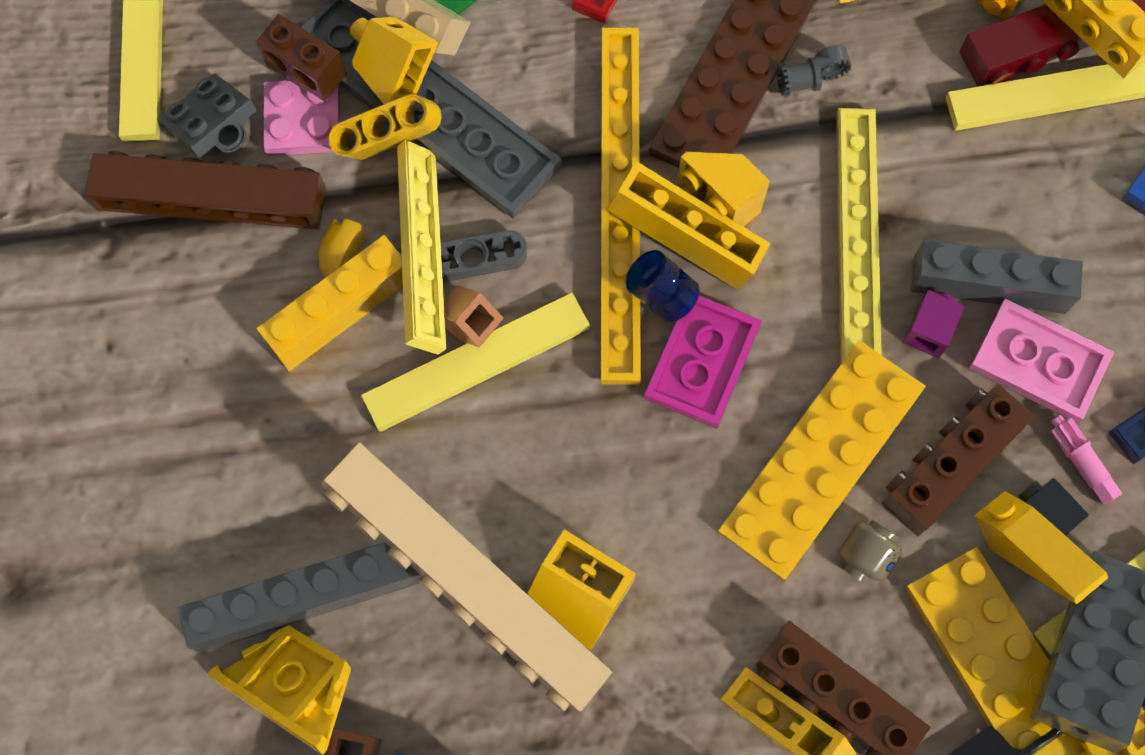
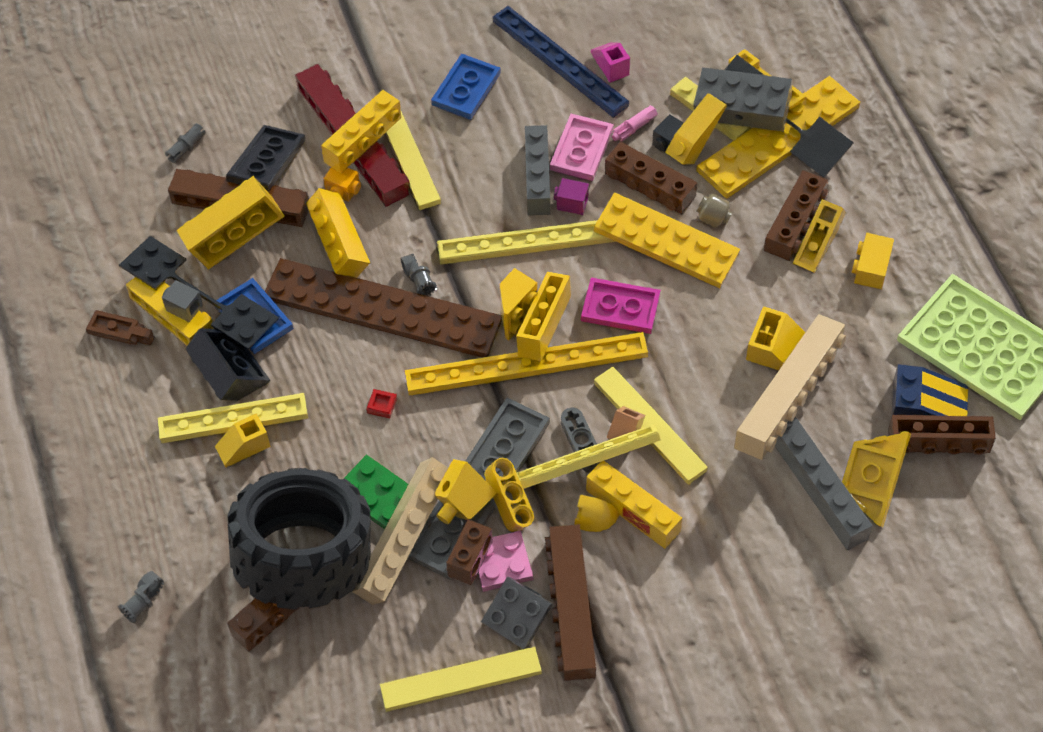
camera: 100 degrees left, 15 degrees down
(662, 286) = (583, 325): clear blue wheel -> none

